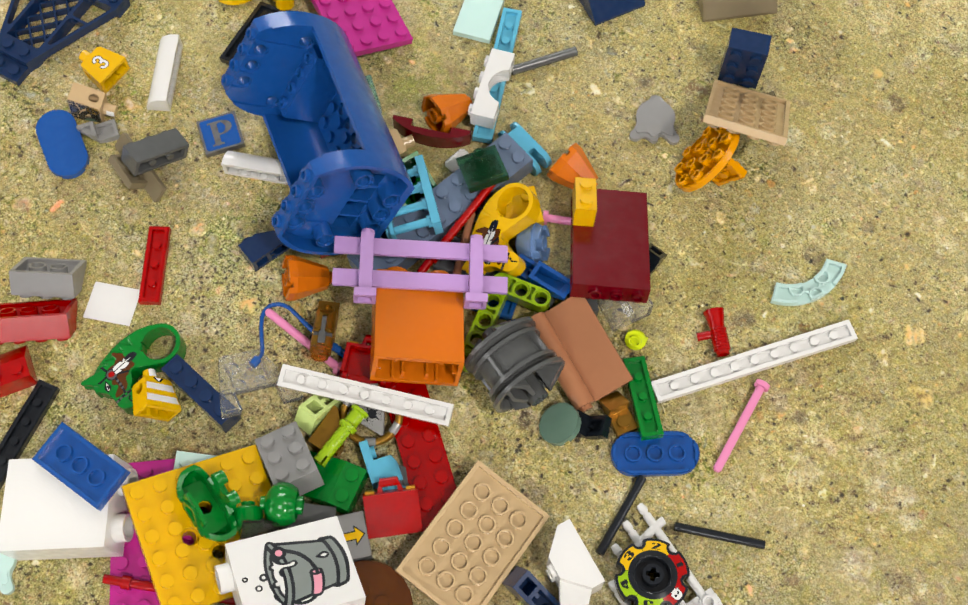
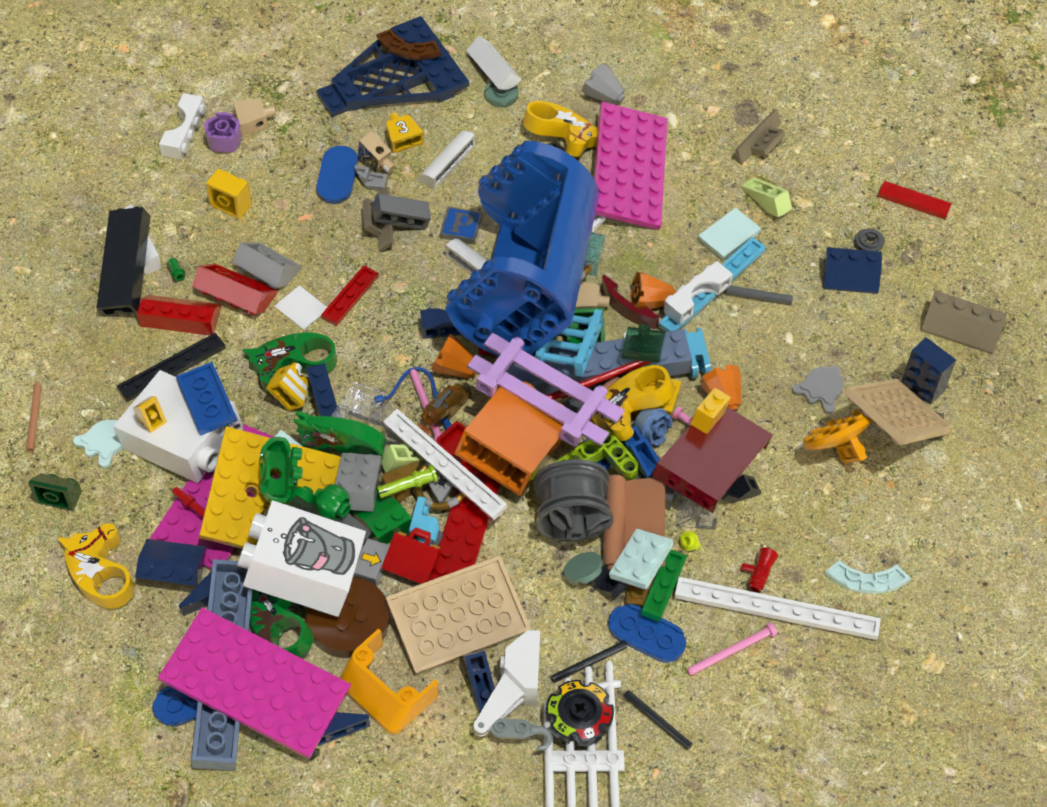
camera: 30 degrees right, 10 degrees down
(30, 518) = (150, 414): none -> yellow slope
(242, 424) = (339, 433): none -> green animal
(611, 386) = (641, 559): none -> light aqua plate

